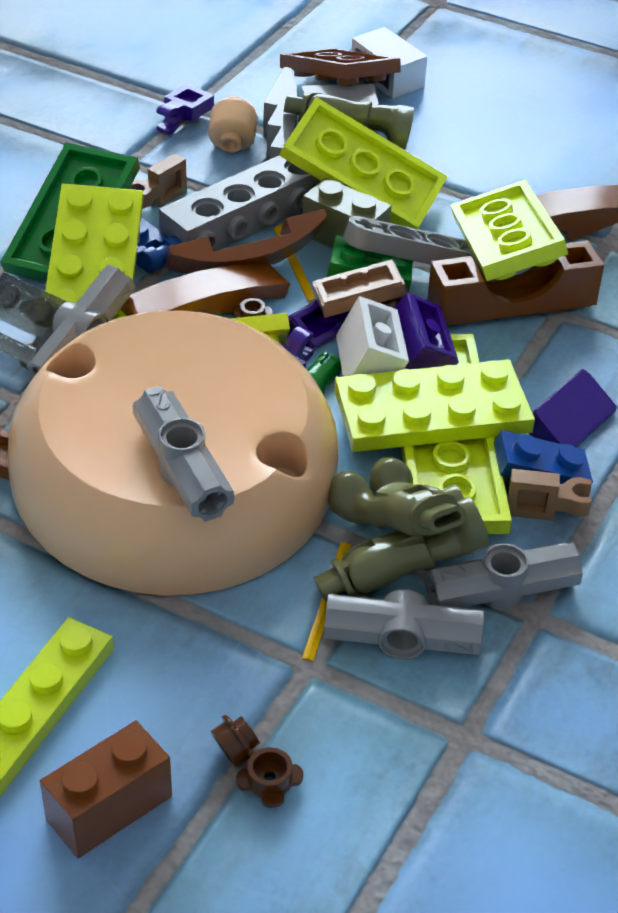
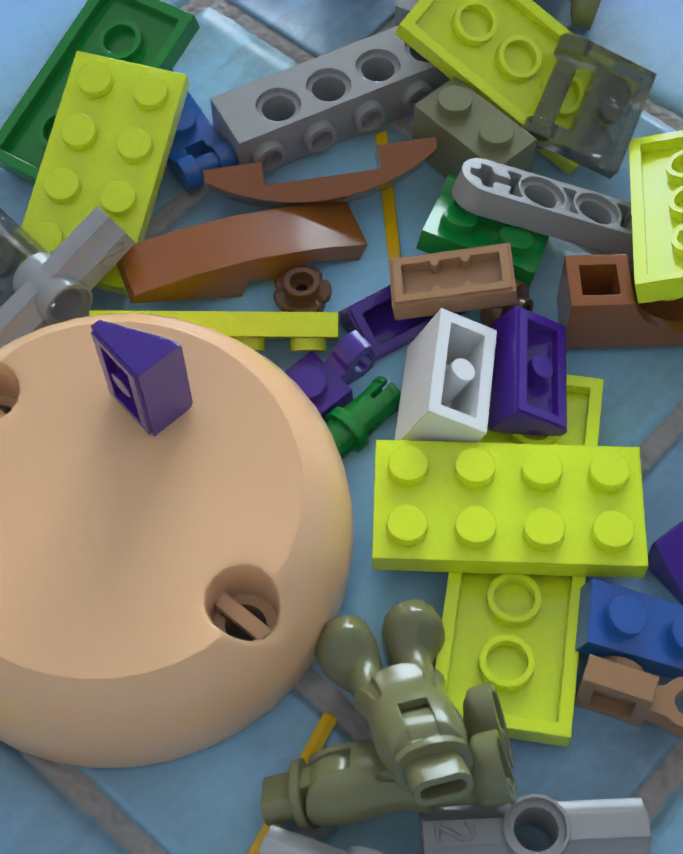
camera: 15 degrees right, 15 degrees up
(164, 181) = (237, 44): medium nougat plate -> none
(183, 453) = (88, 638): light grey piece -> none
(188, 321) = (143, 374): none -> dark purple slope
(432, 186) = (605, 113): none -> clear smoke plate

